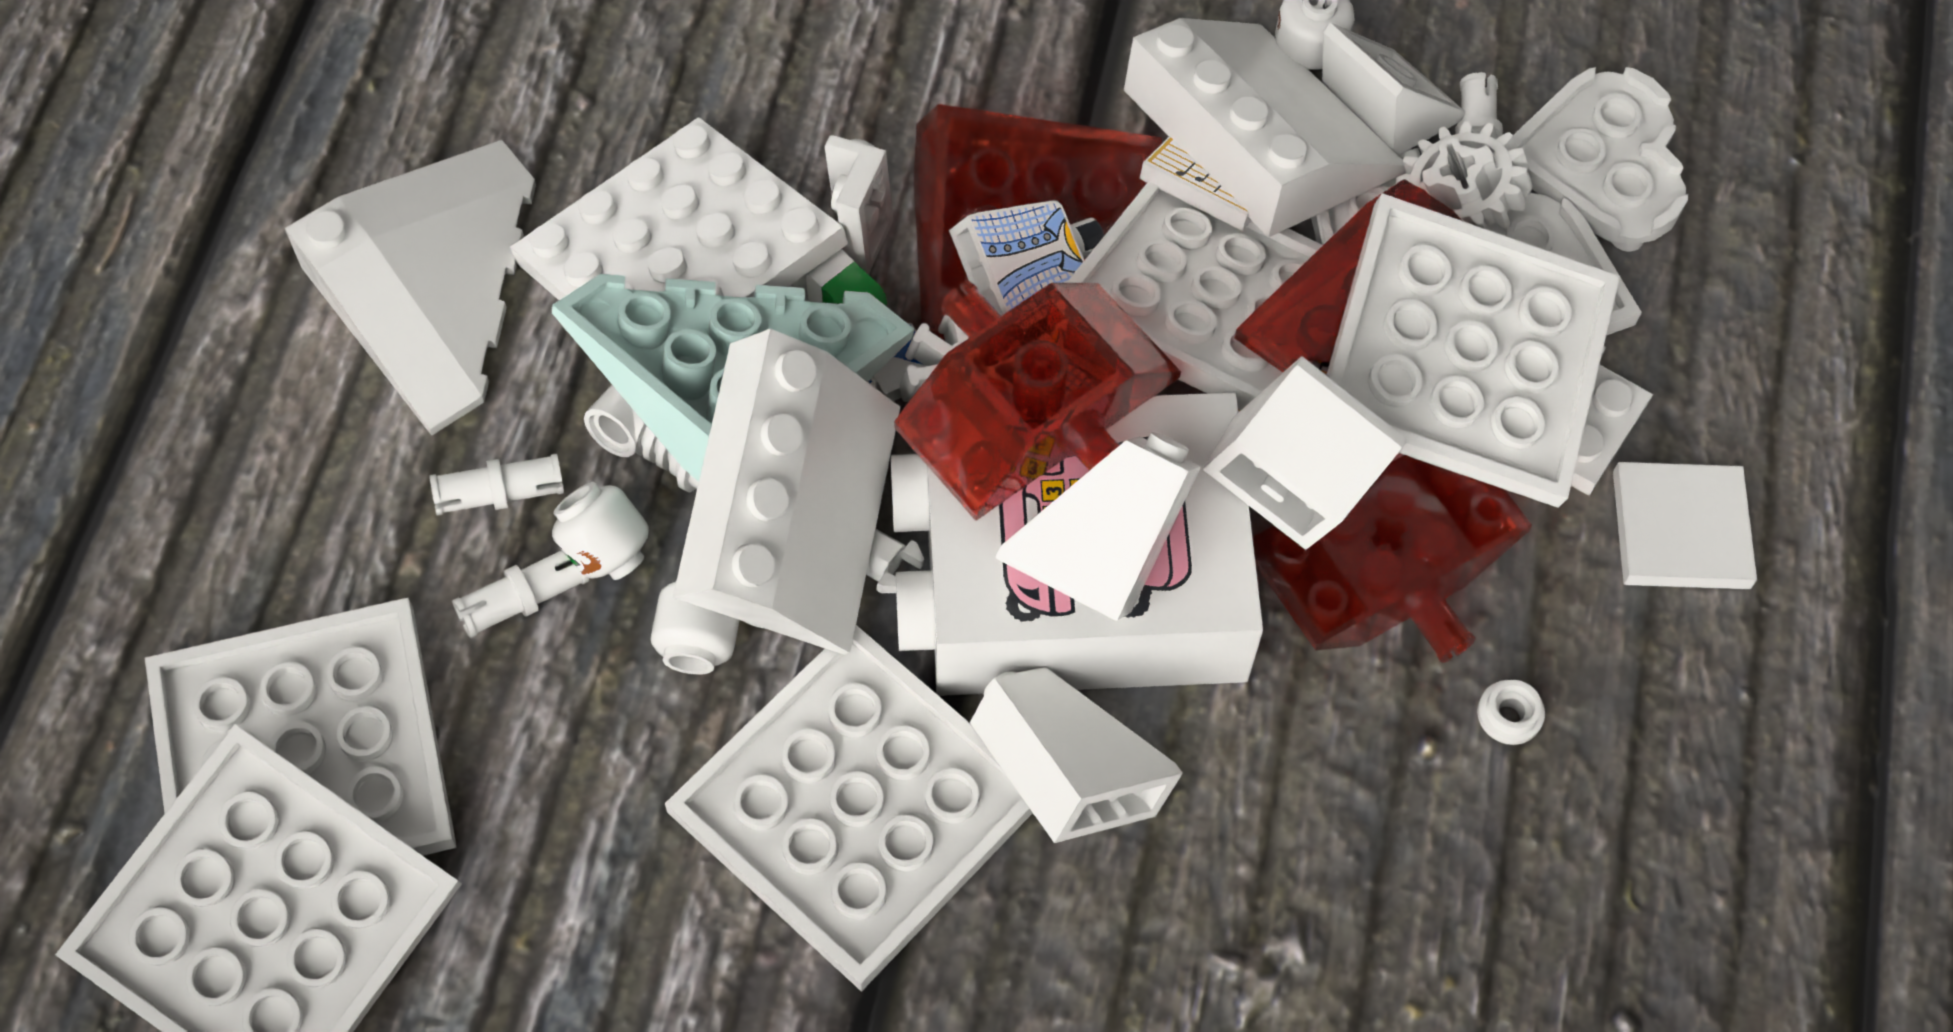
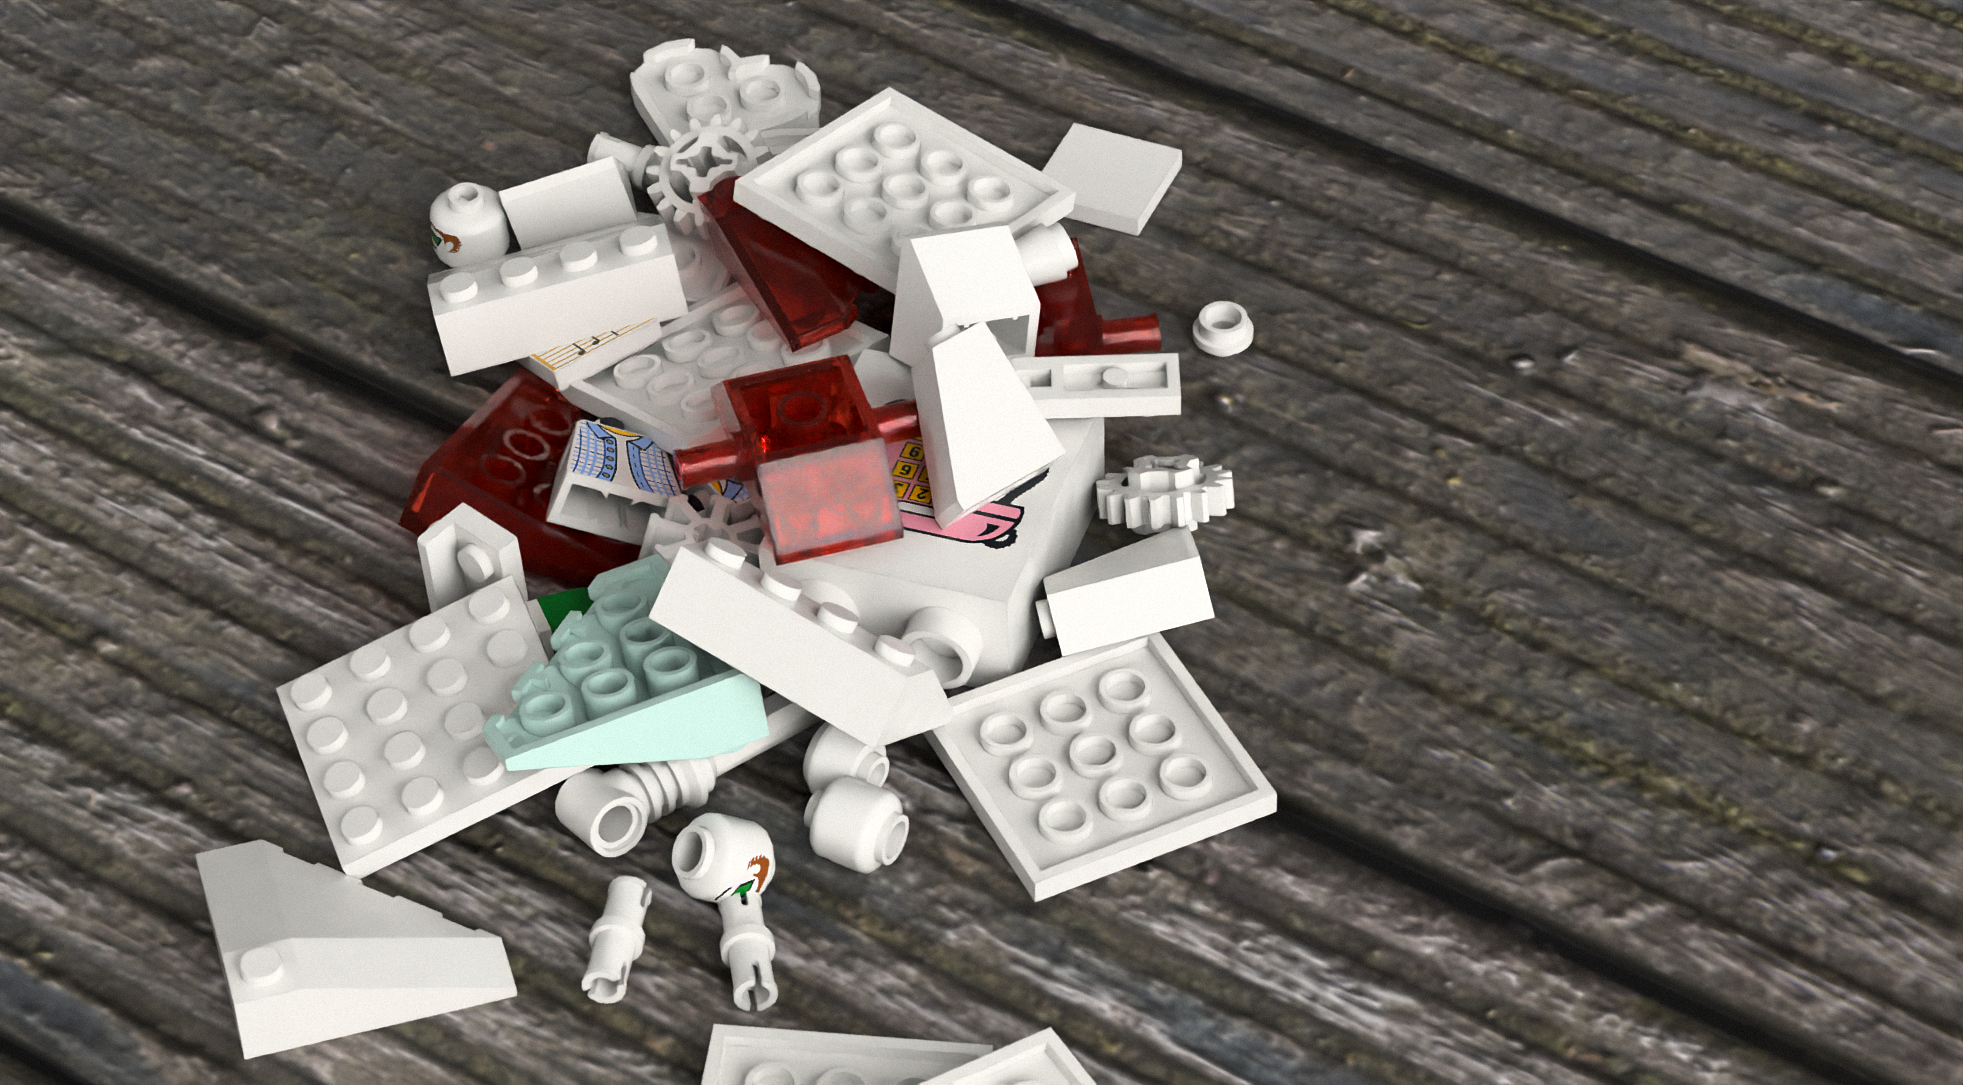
camera: 65 degrees left, 20 degrees down
(1226, 738) = (1165, 494): none -> white gear
(1251, 615) = (1102, 384): none -> white plate
(1443, 495) = (1047, 253): none -> white cone

